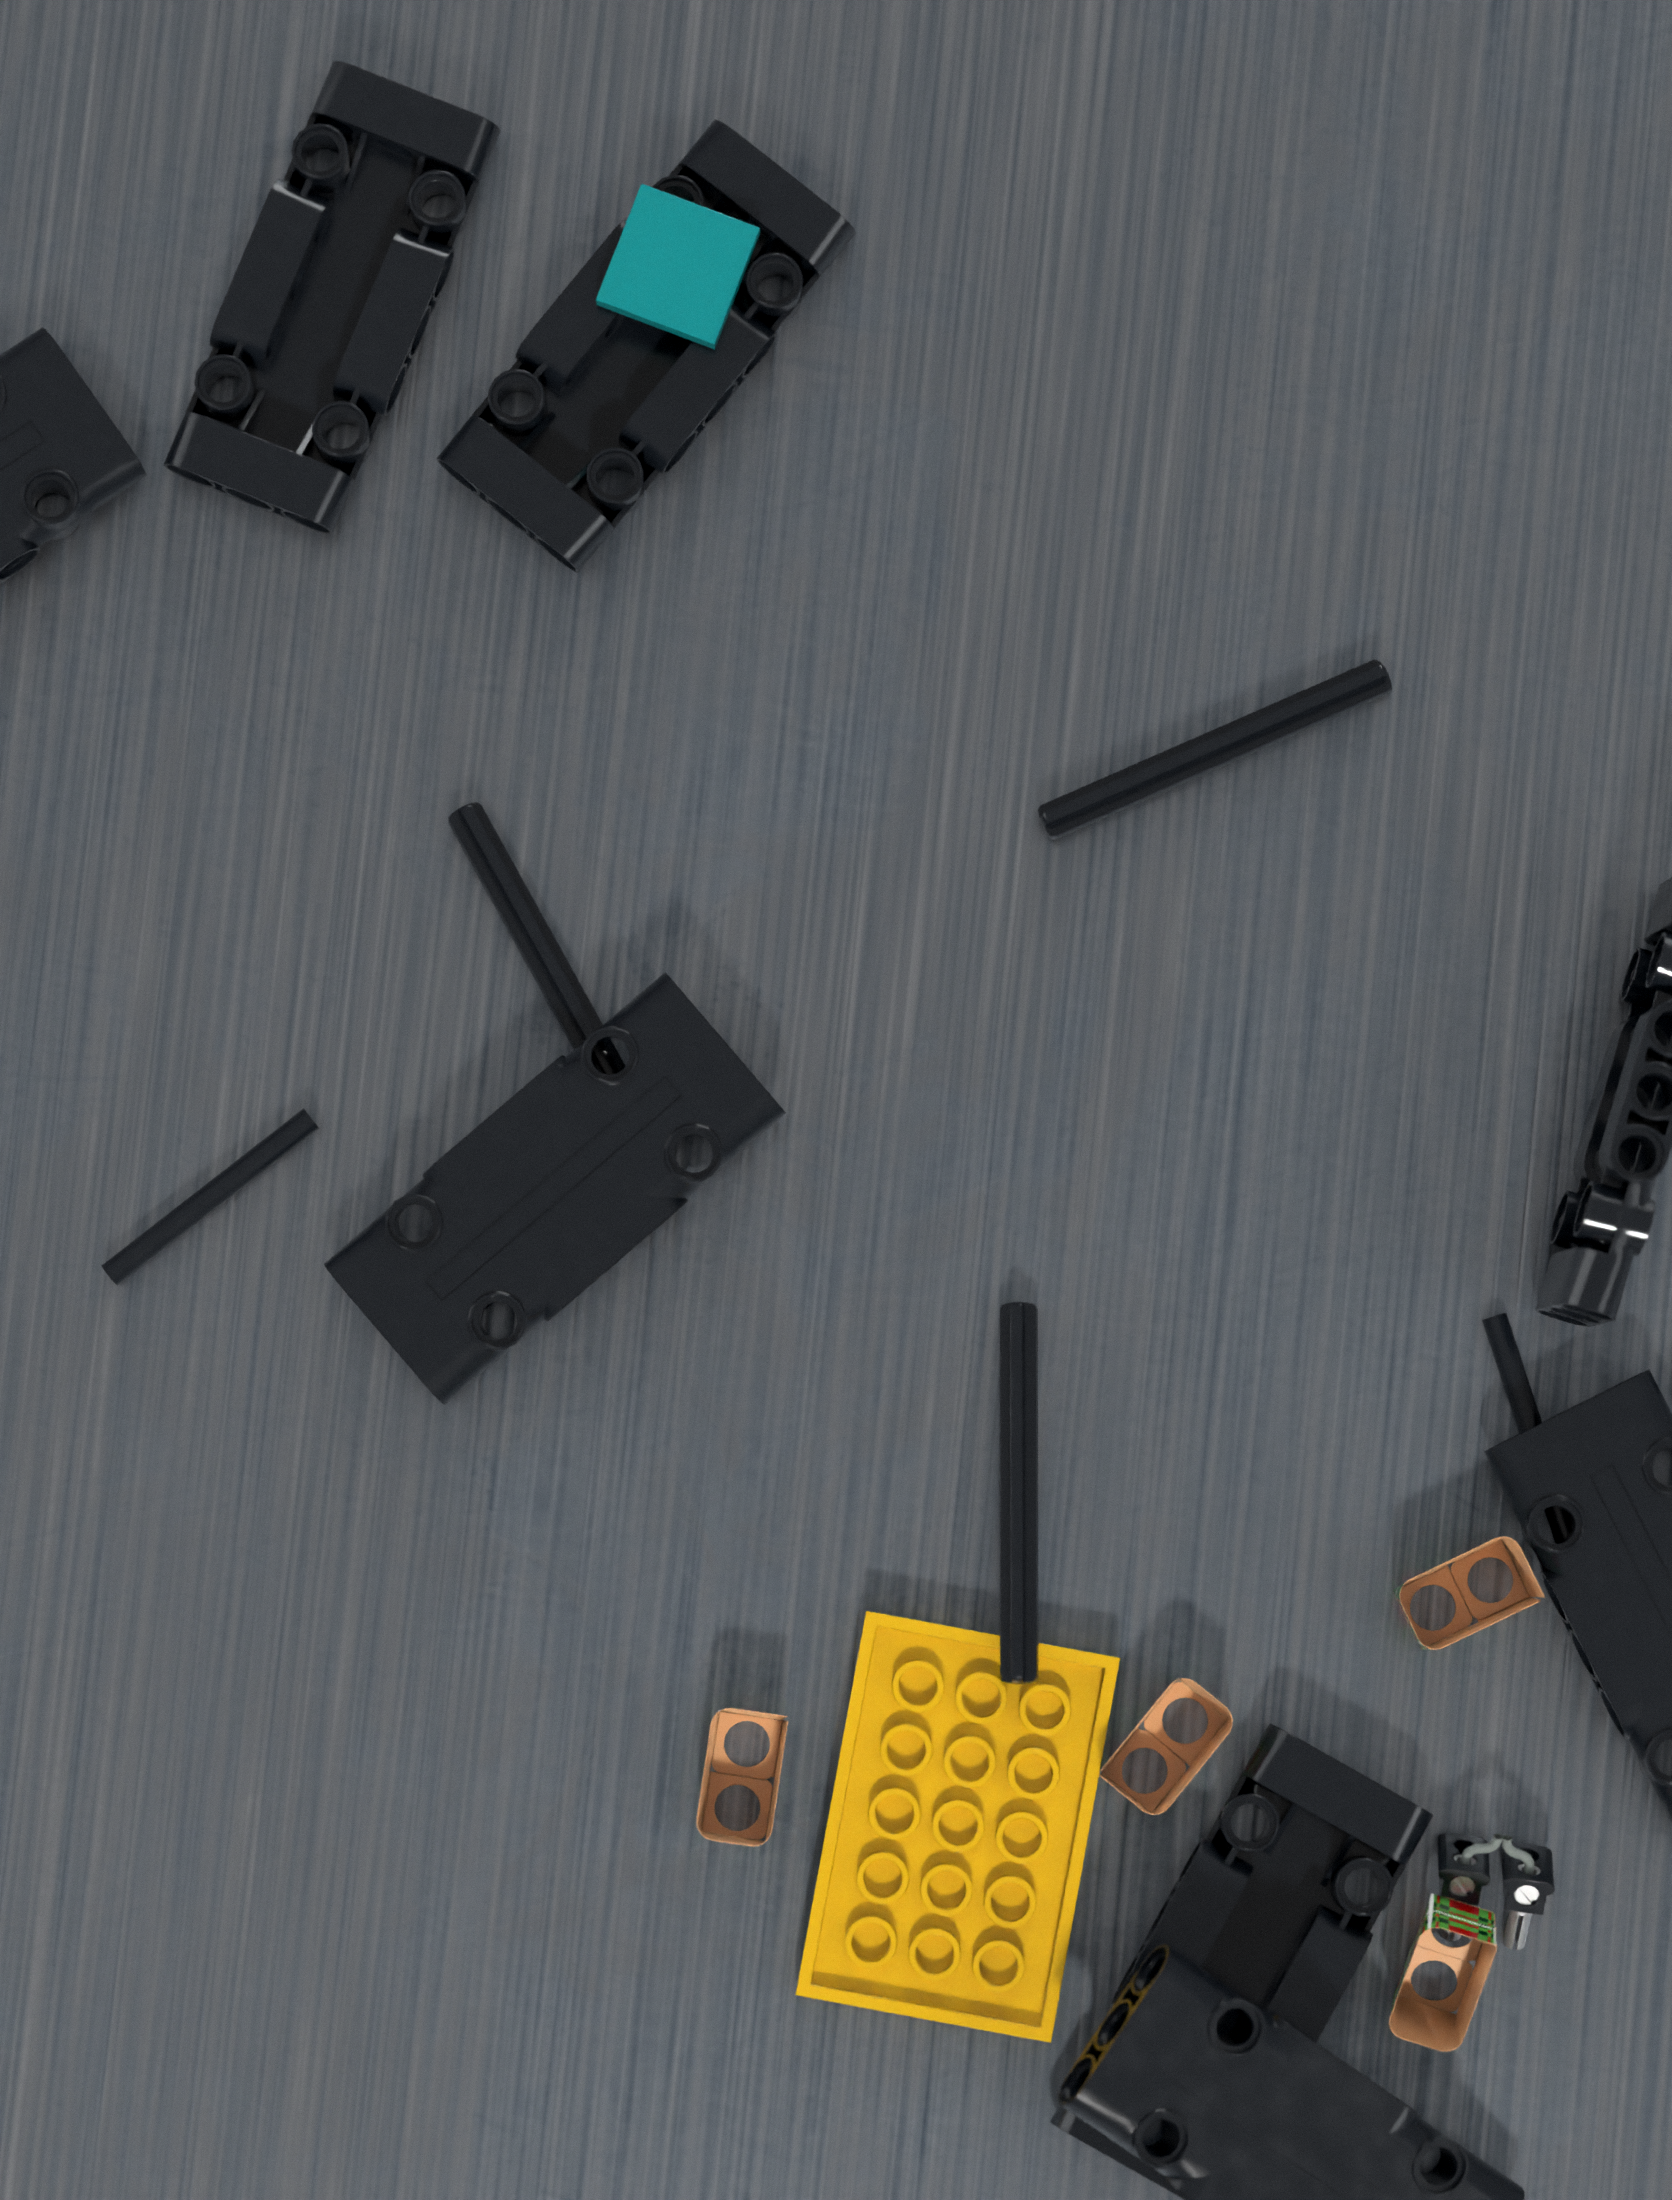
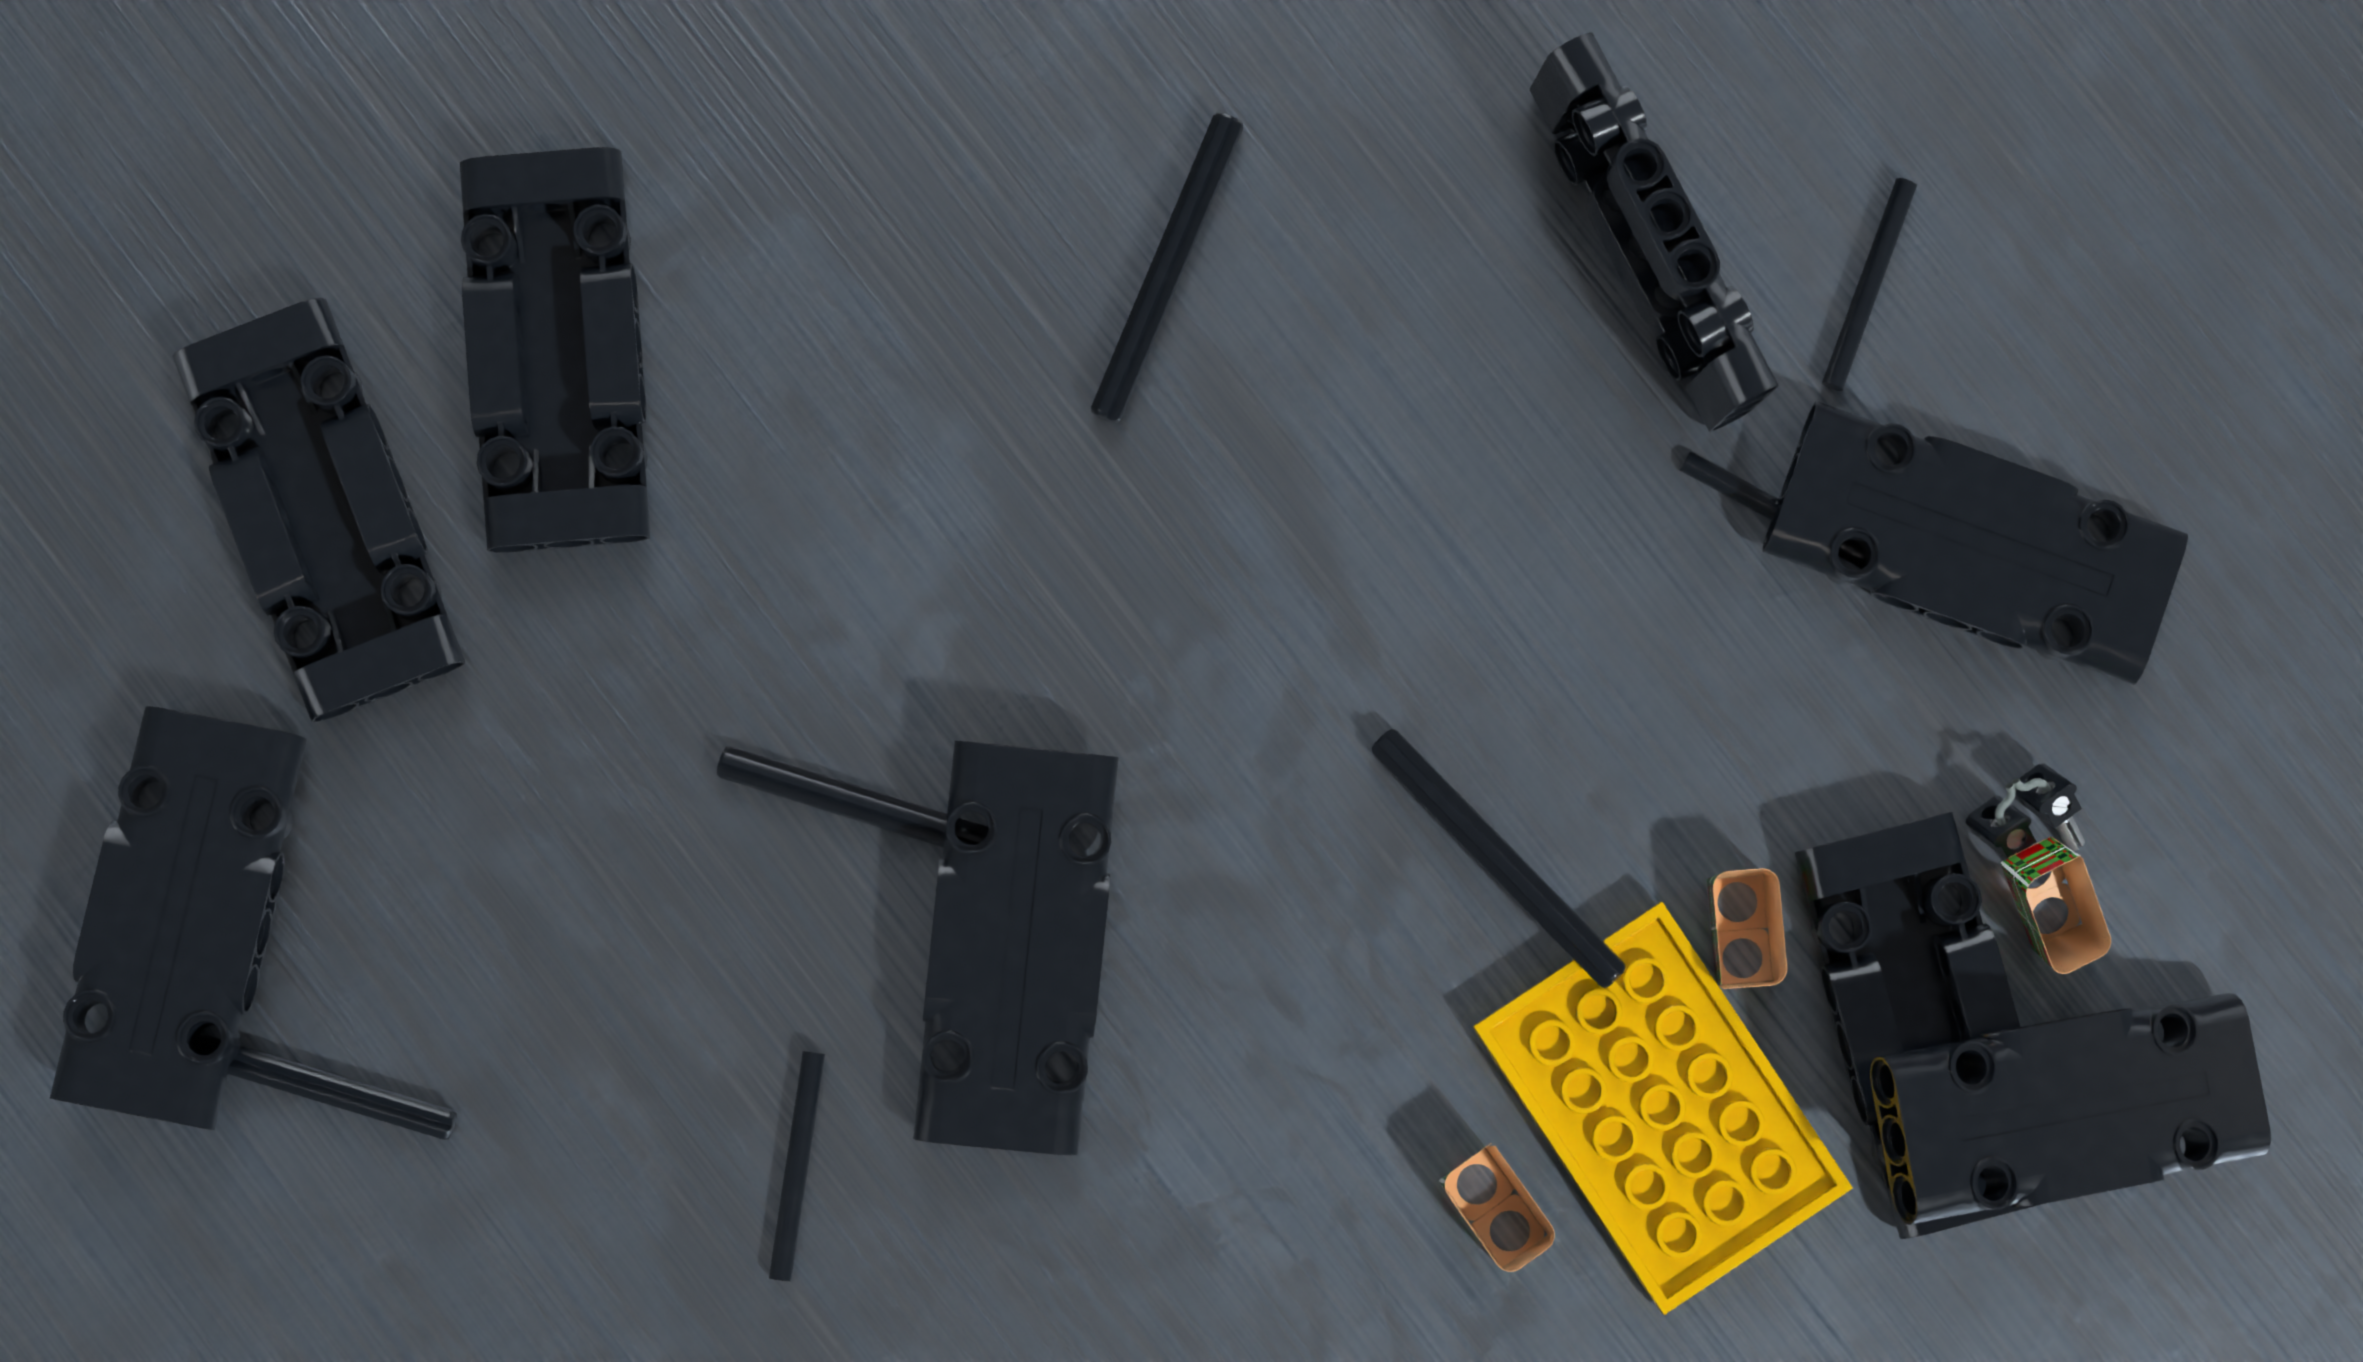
camera: 50 degrees left, 0 degrees up
(678, 266) = (527, 277): teal tile -> none
(1456, 1583) = (1863, 652): light nougat piece -> none

